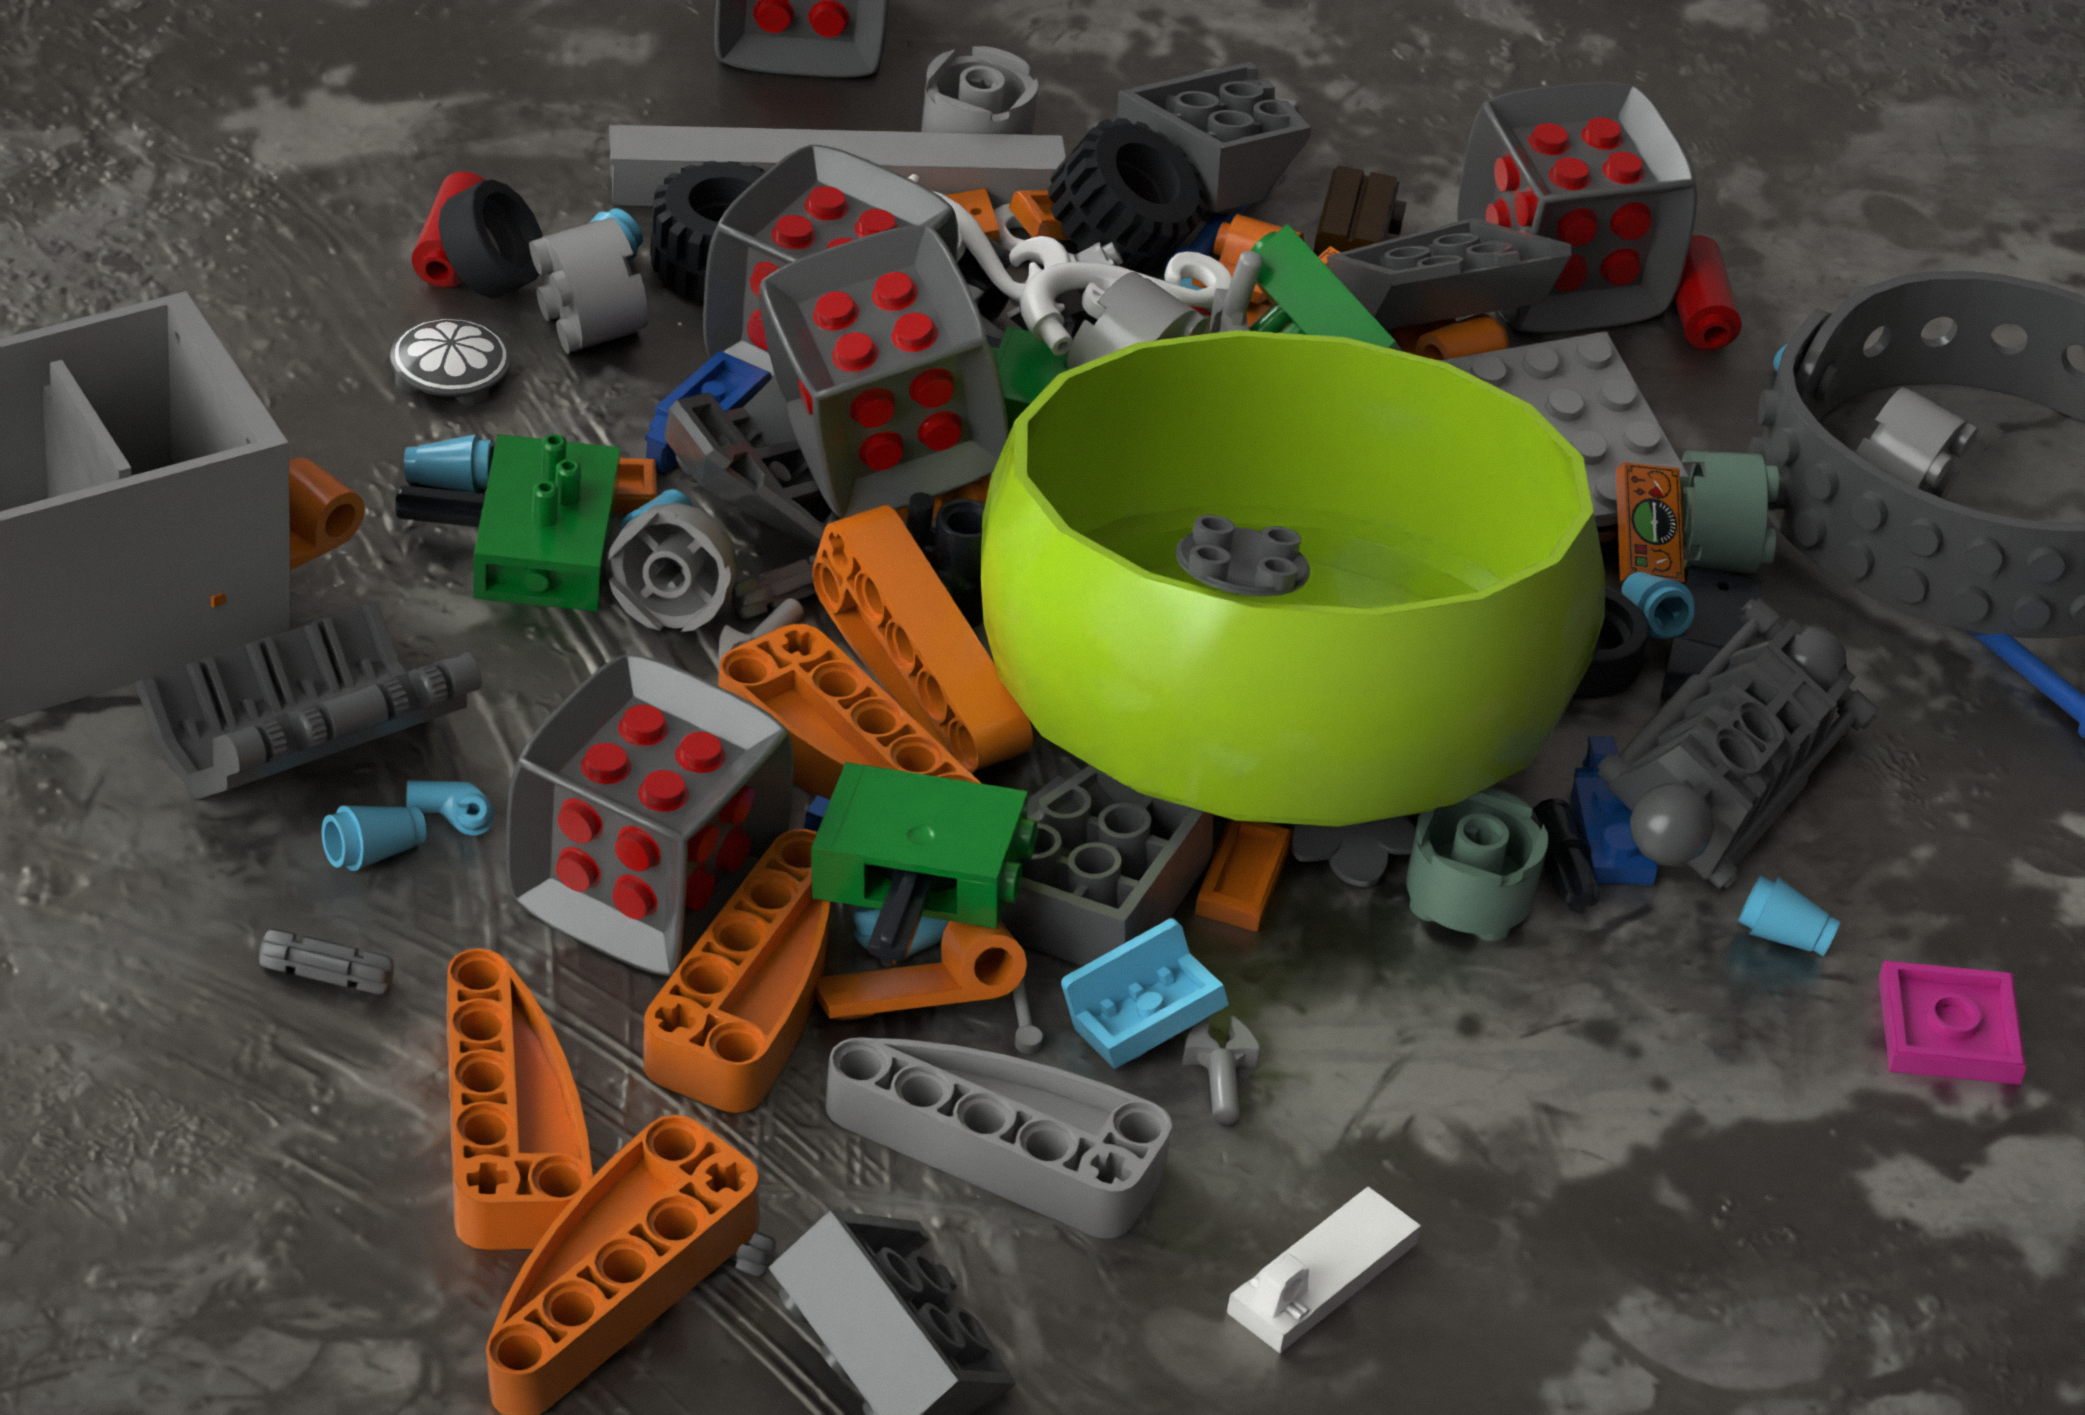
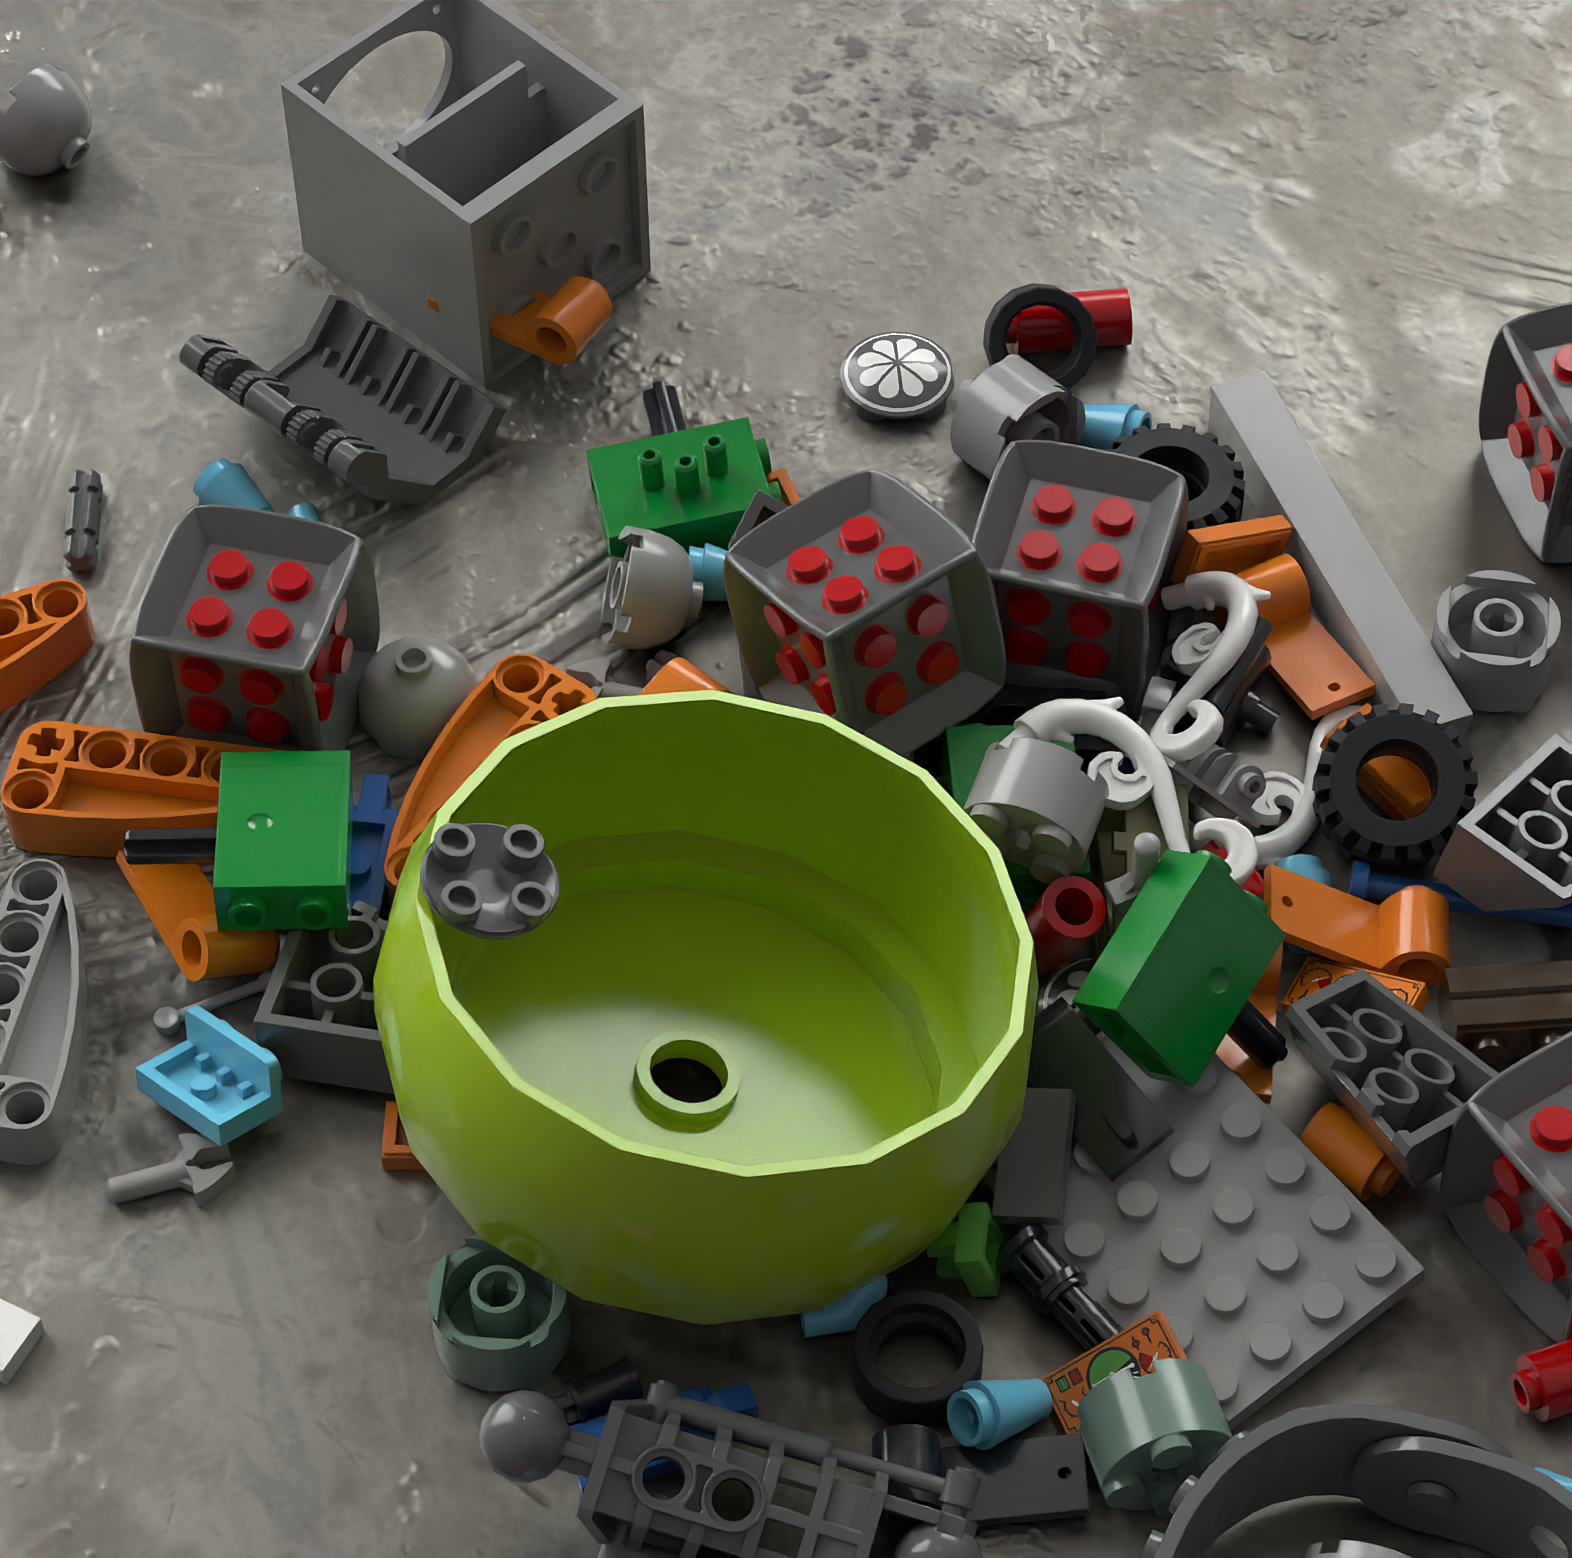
camera: 80 degrees right, 10 degrees up
(451, 464) = (736, 401): medium azure cone -> none

